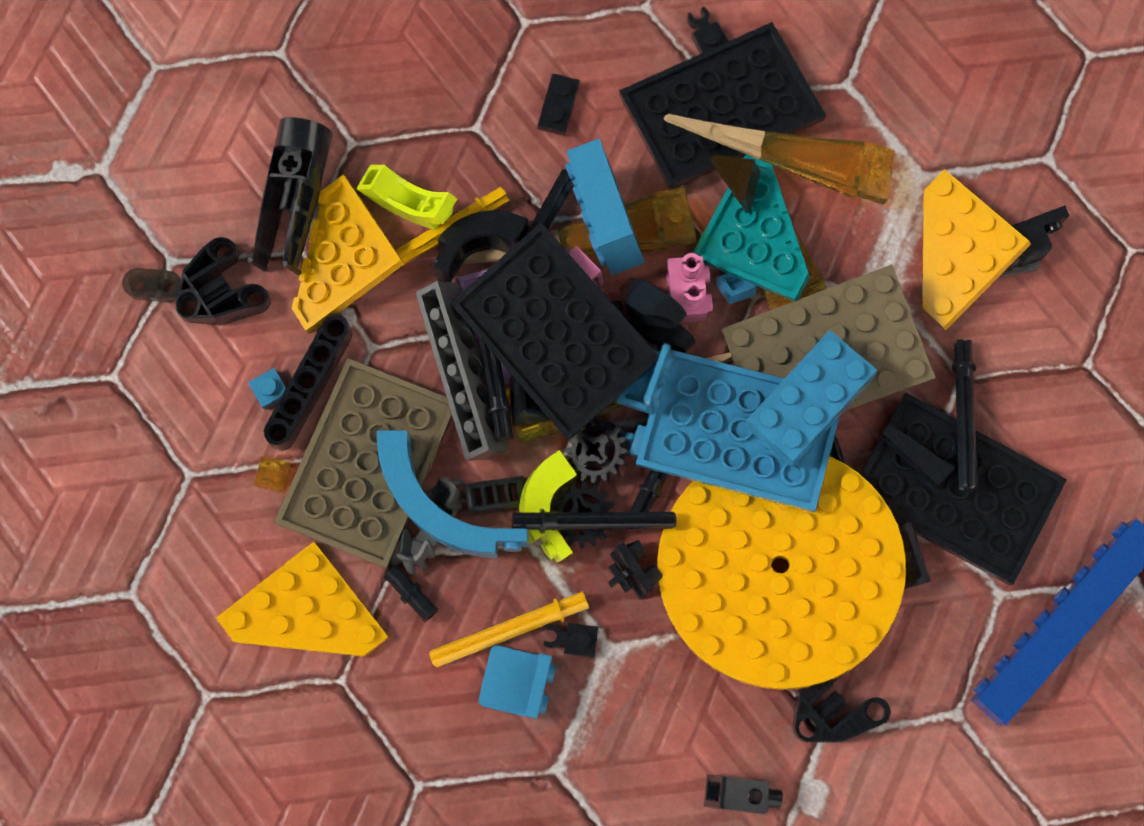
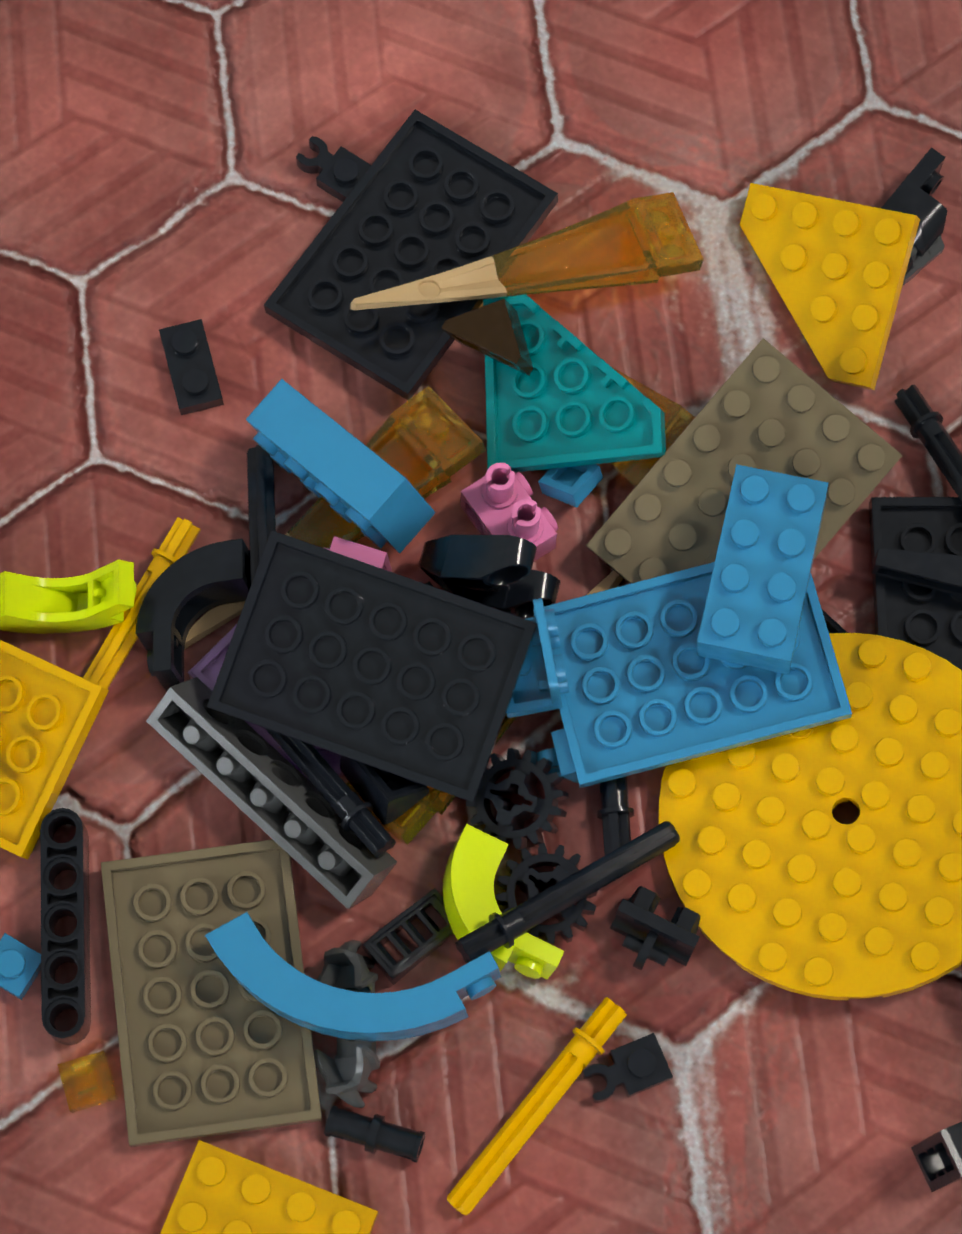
camera: 30 degrees left, 5 degrees down
(516, 682) = (590, 1170): dark azure bracket -> none

